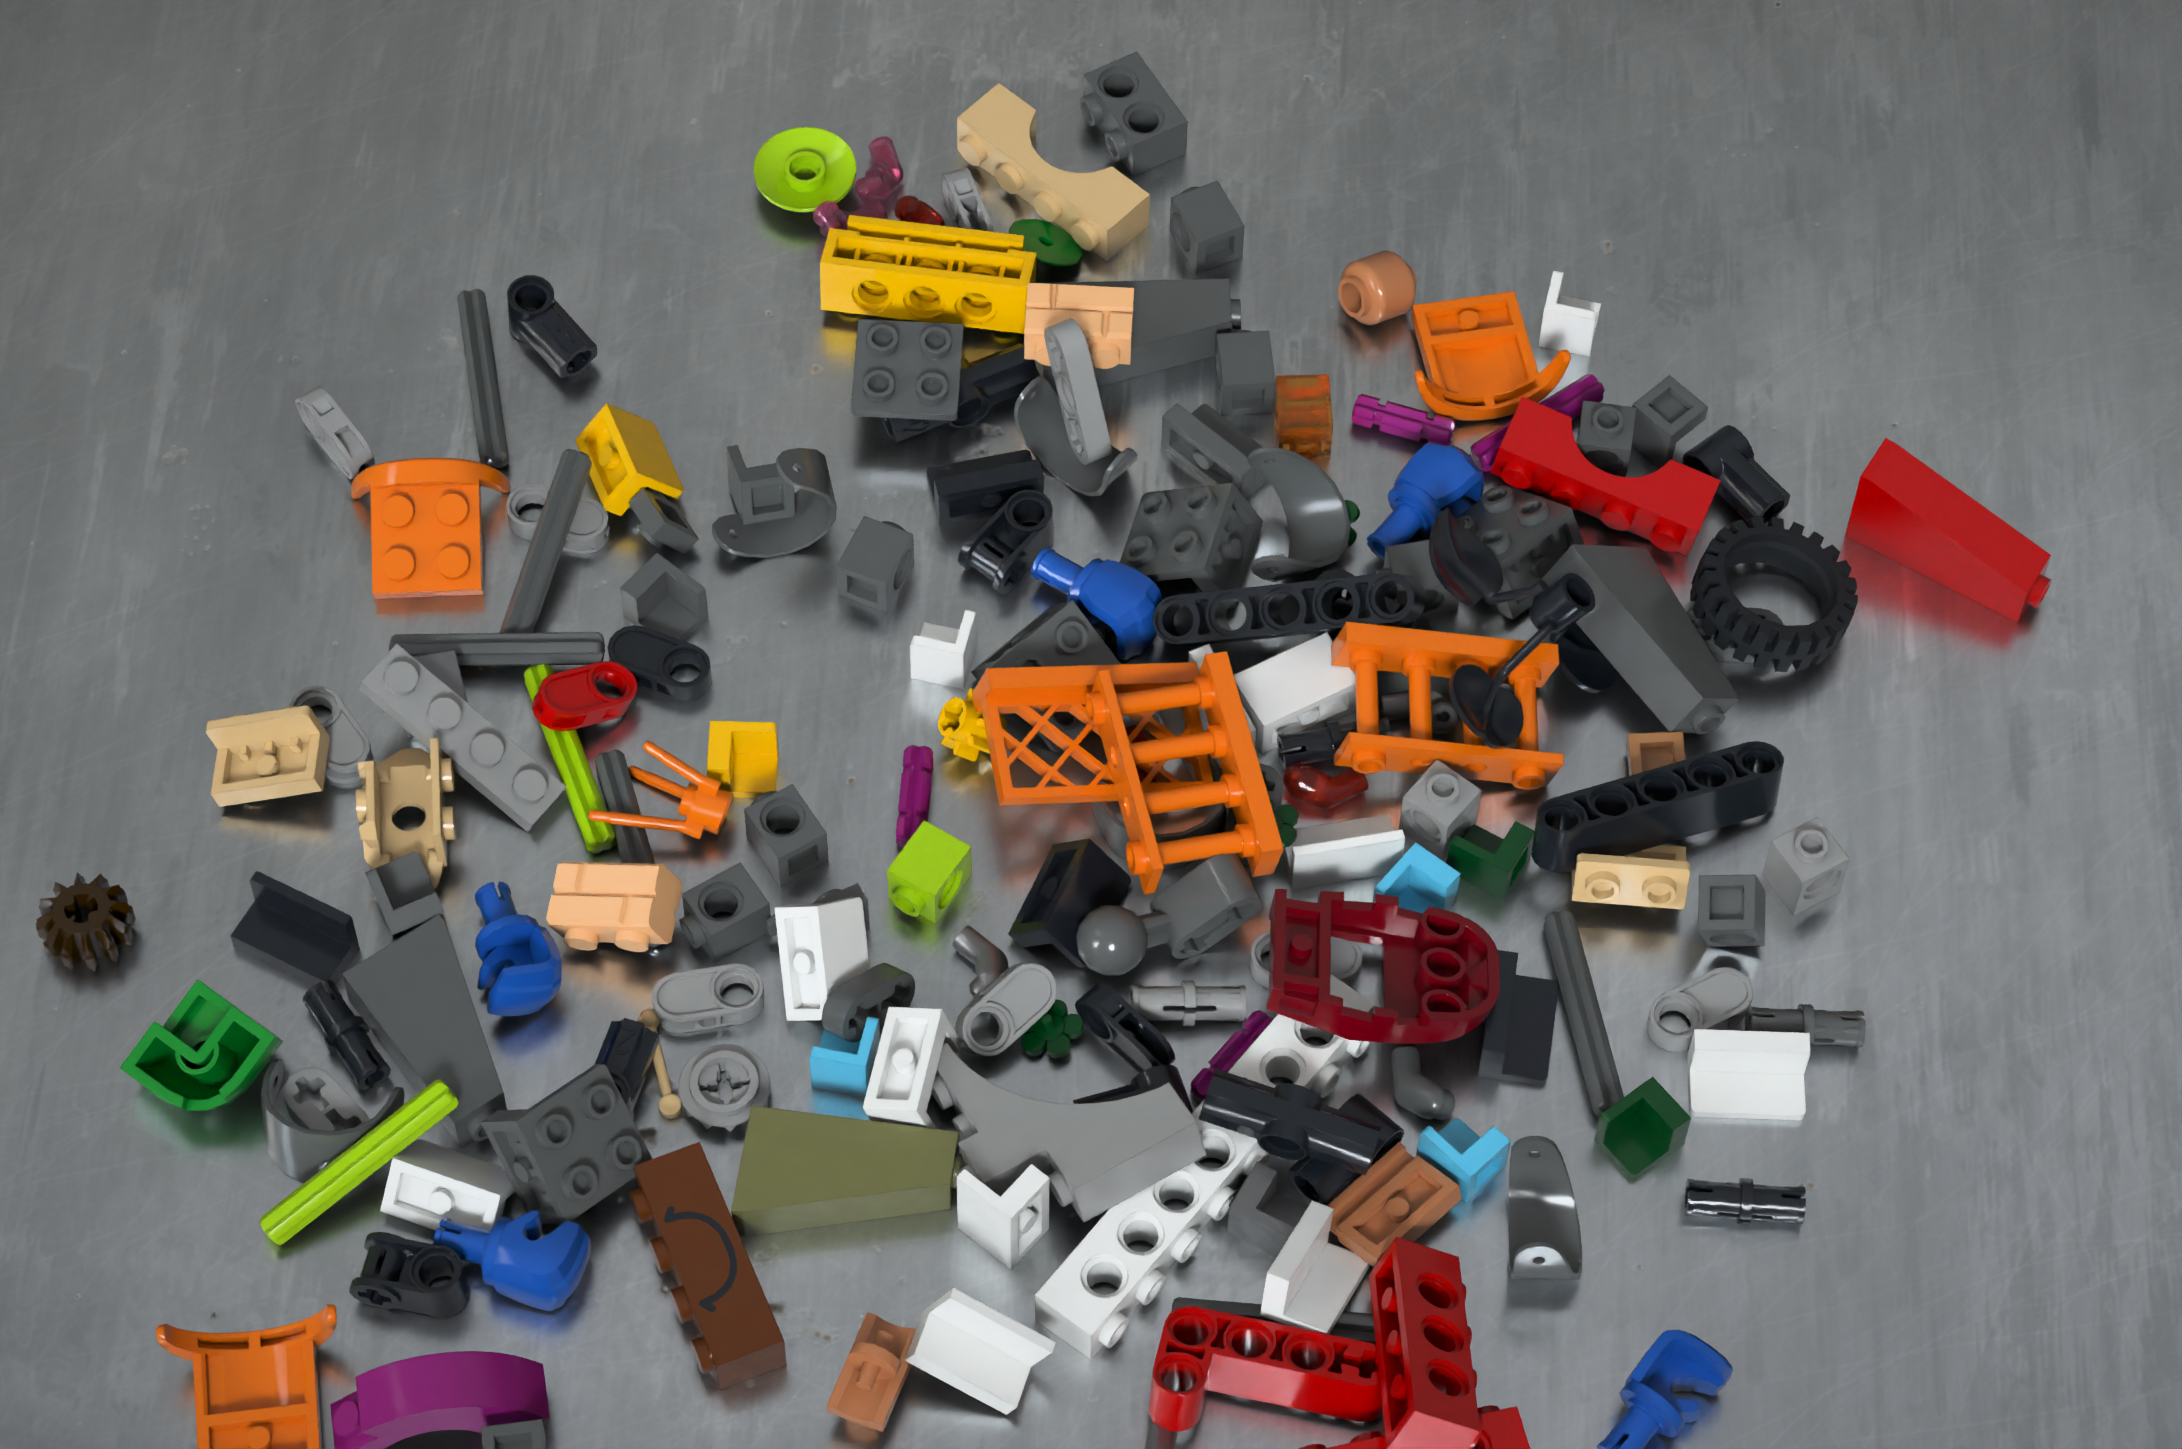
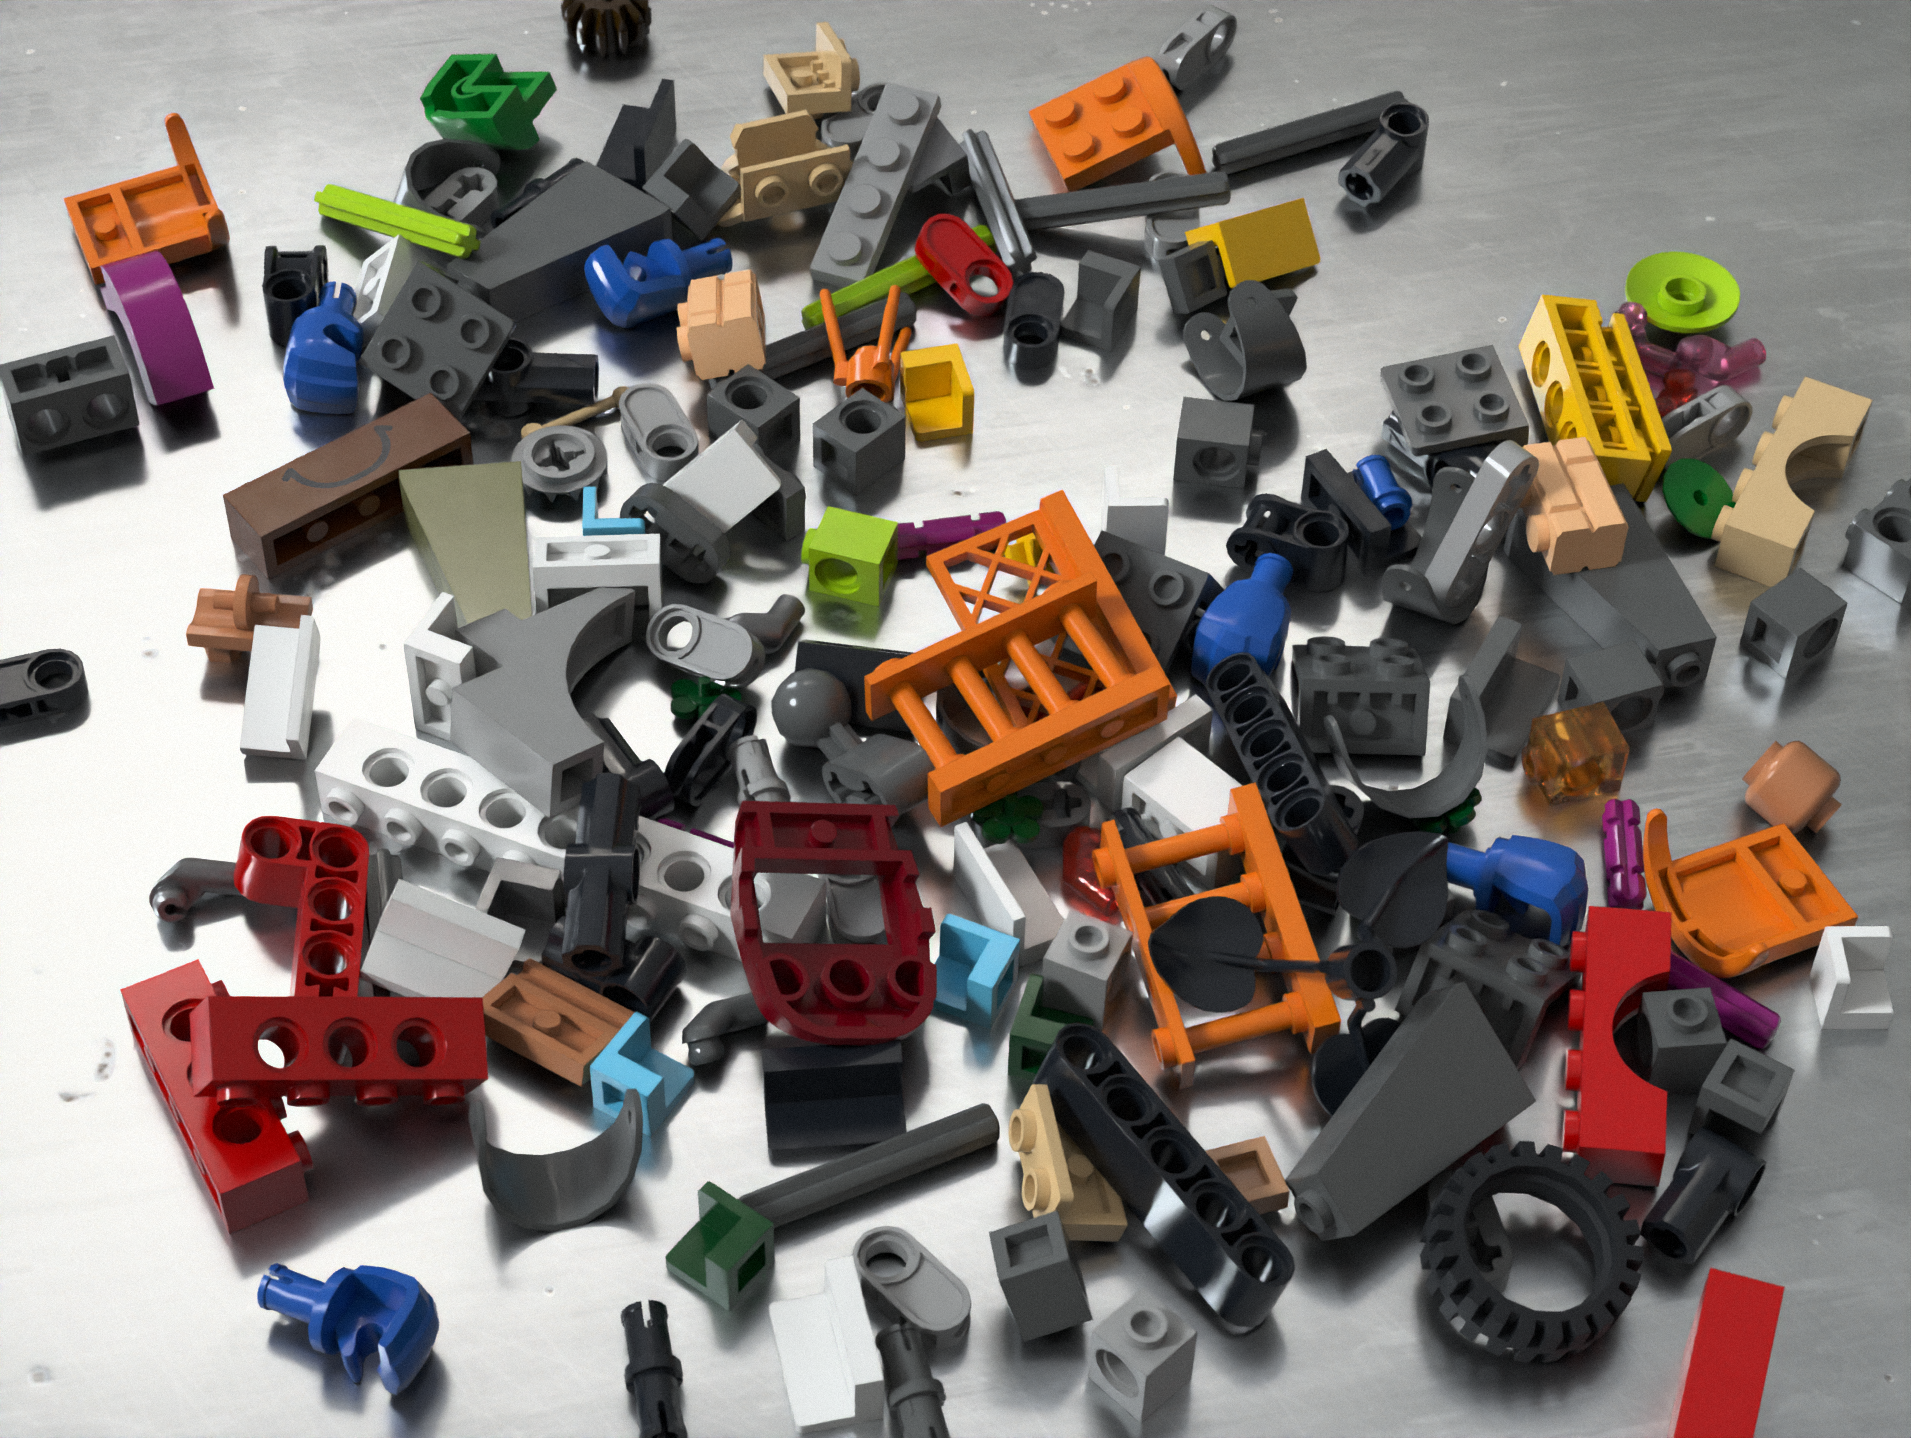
camera: 75 degrees right, 10 degrees down
(977, 456) = (1382, 489): none -> blue pin

